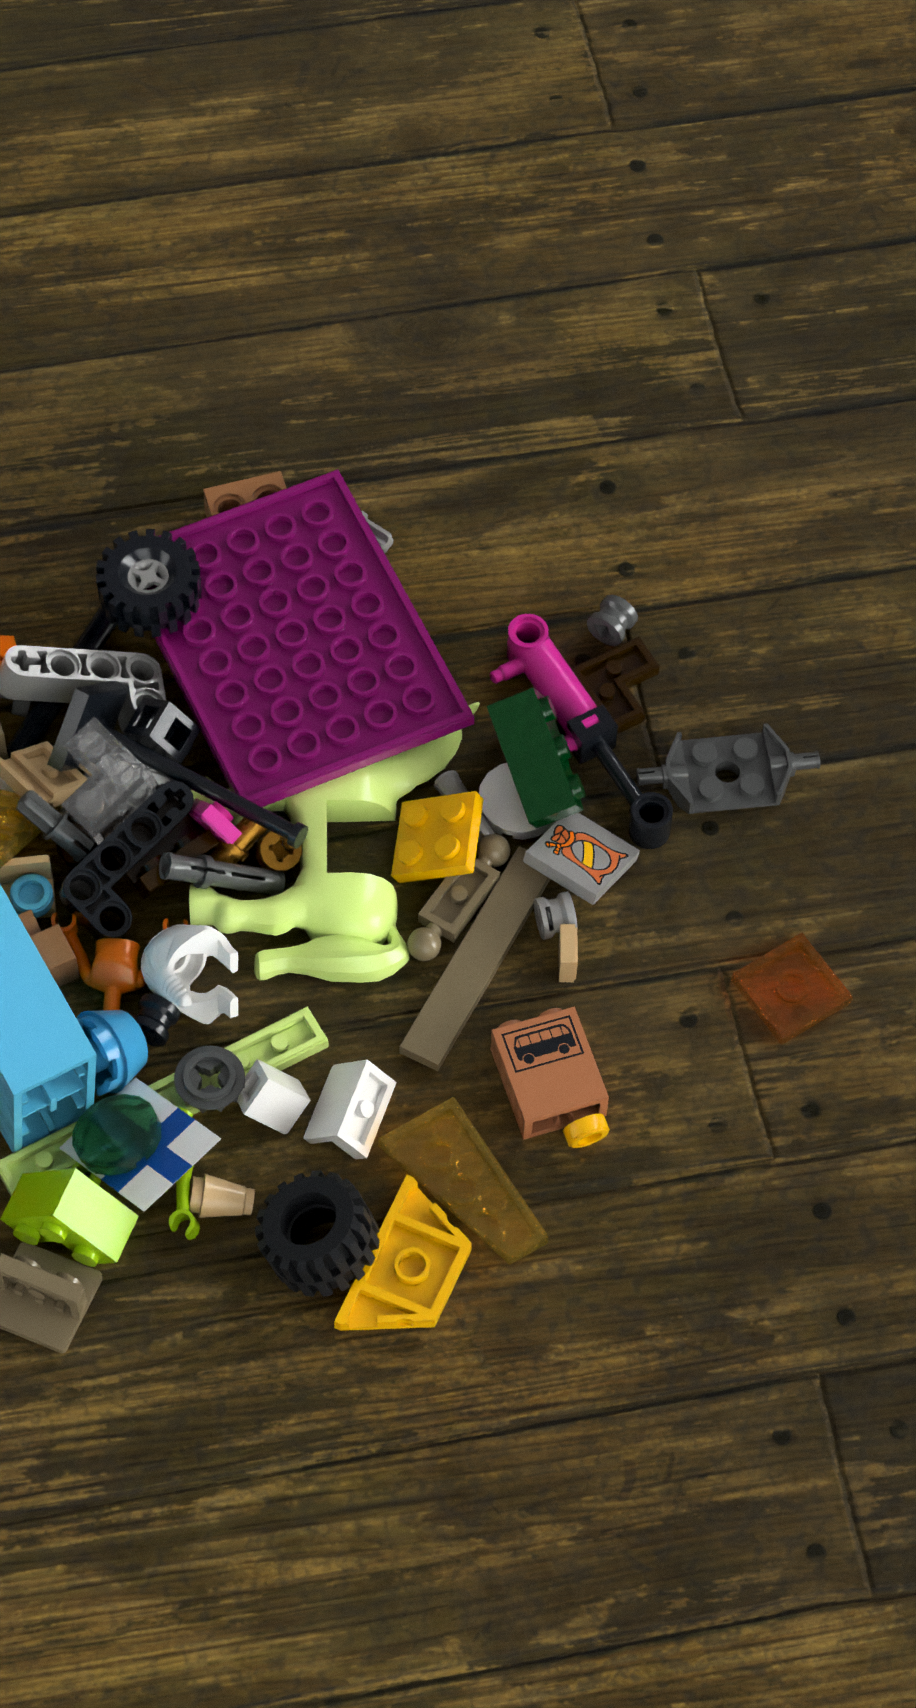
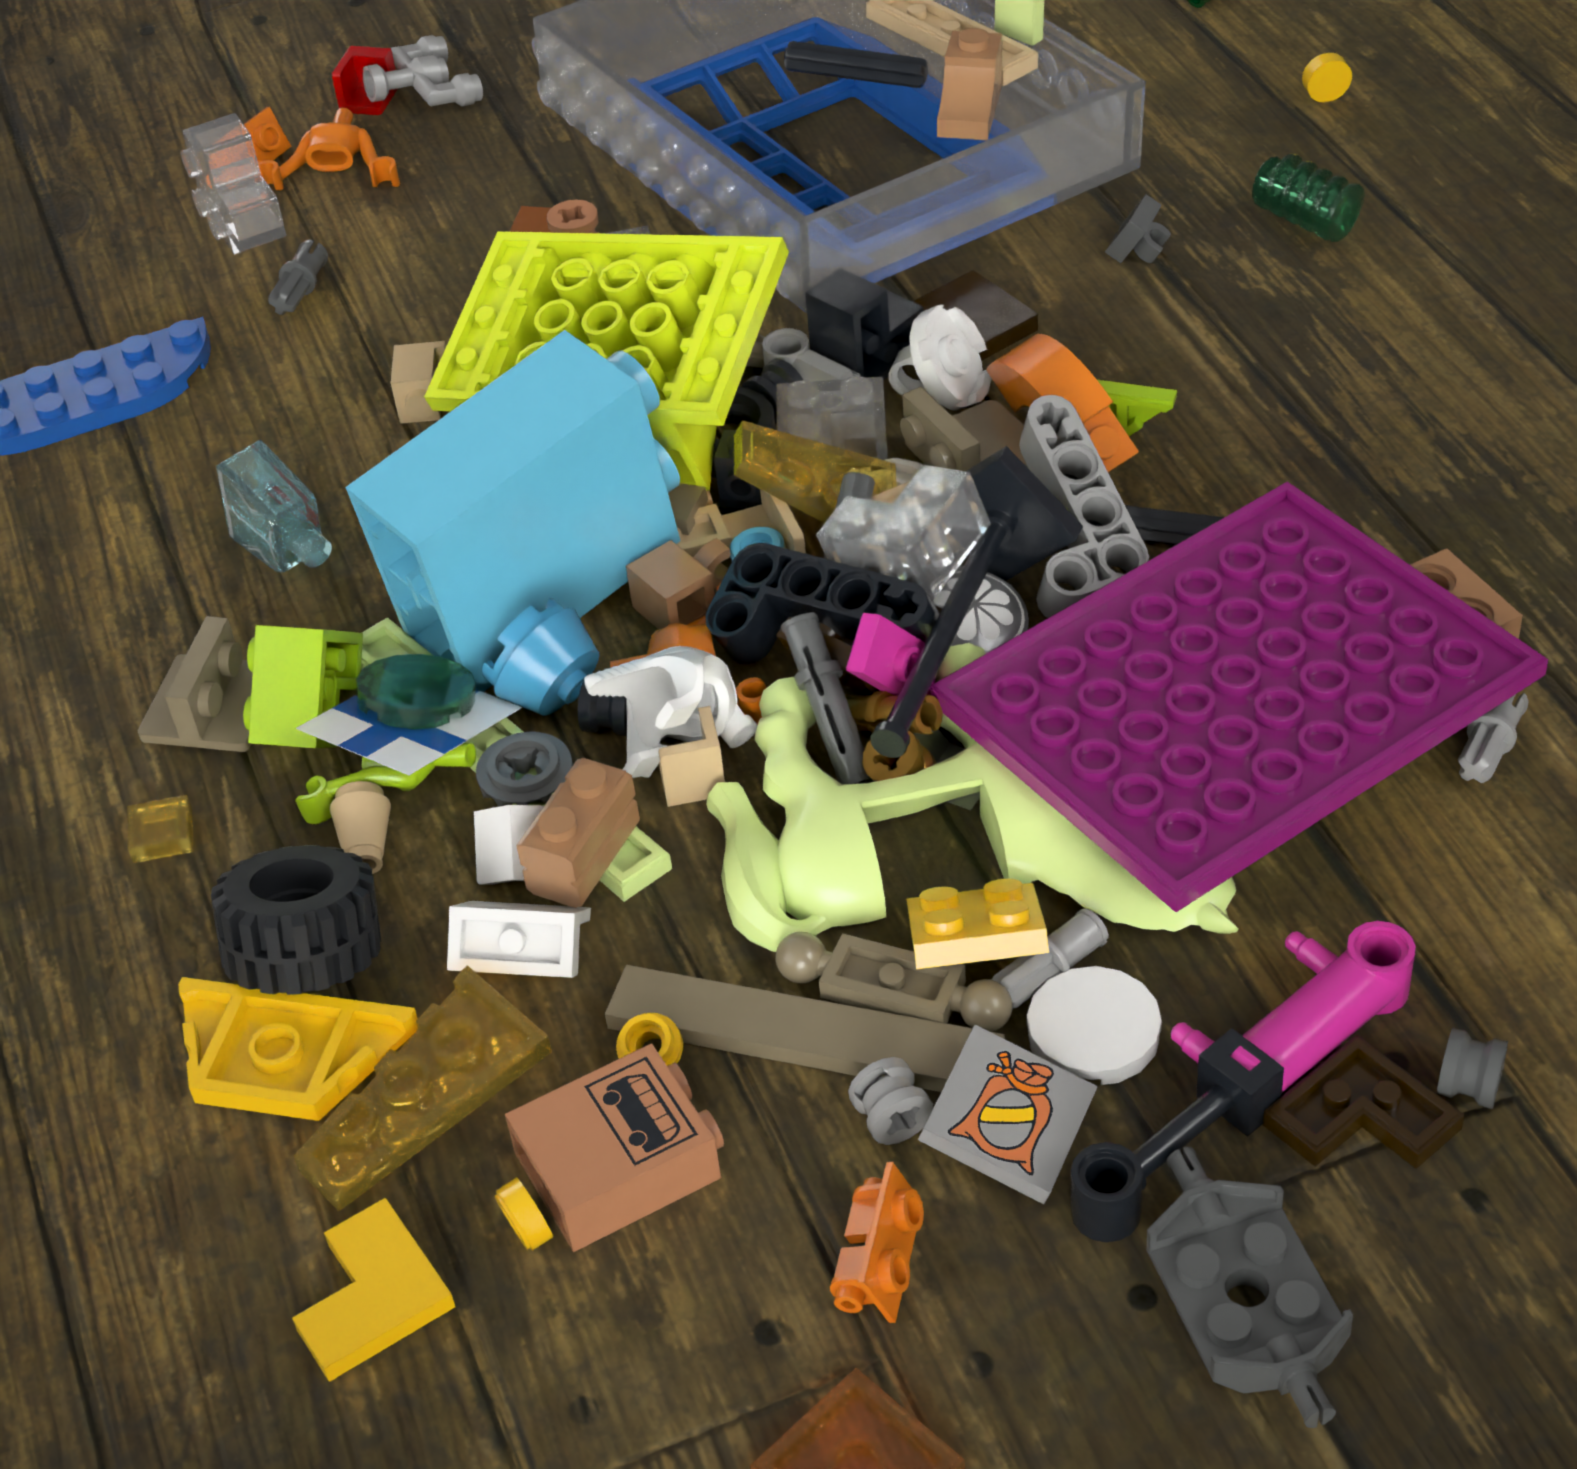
camera: 85 degrees right, 15 degrees down
(139, 566) = (1235, 504): black wheel -> none
(163, 728) = (1007, 577): black brick -> none
(166, 1341) = (160, 828): none -> clear yellow tile
(236, 982) = (692, 767): none -> tan panel
(294, 1046) = (578, 832): none -> medium nougat brick
(480, 1038) = (647, 1027): none -> yellow plate
(537, 757) = (1141, 989): dark green wedge -> none
(568, 953) = (827, 1128): tan tile -> none
(615, 1216) = (389, 1293): none -> yellow tile
(668, 950) = (886, 1219): none -> orange hinge

